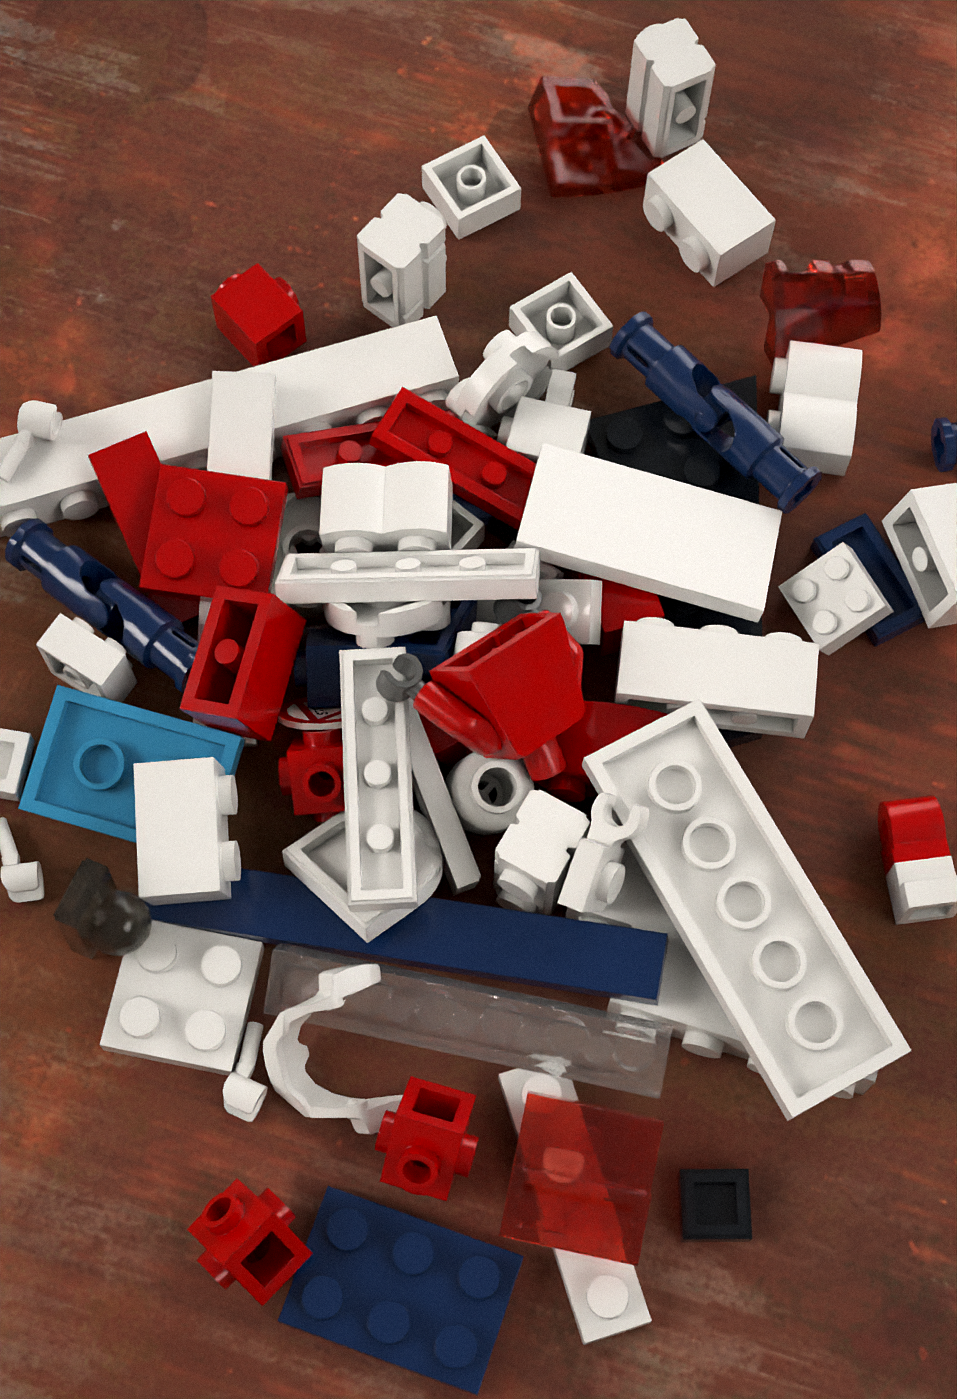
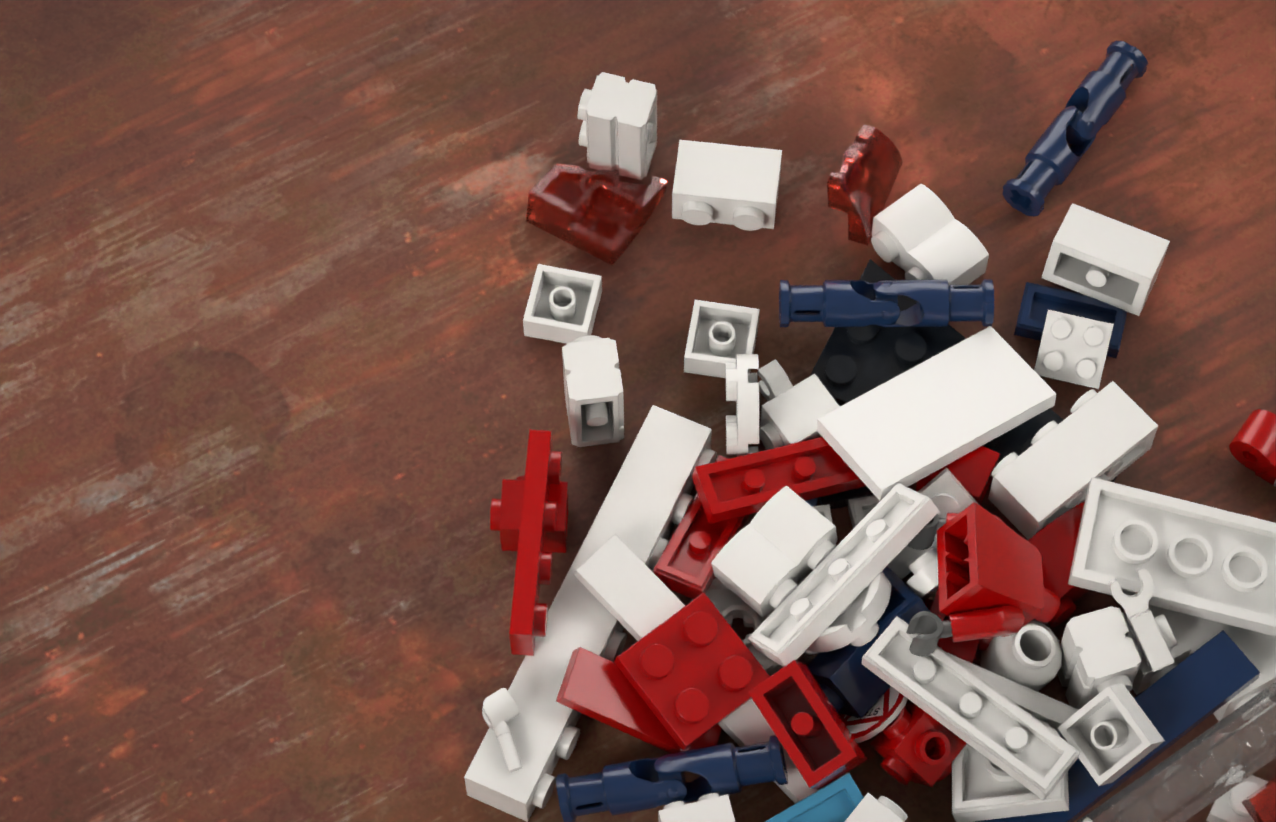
camera: 45 degrees left, 5 degrees down
(207, 321) = (532, 562): none -> red plate
(464, 916) = (1111, 734): none -> white piece

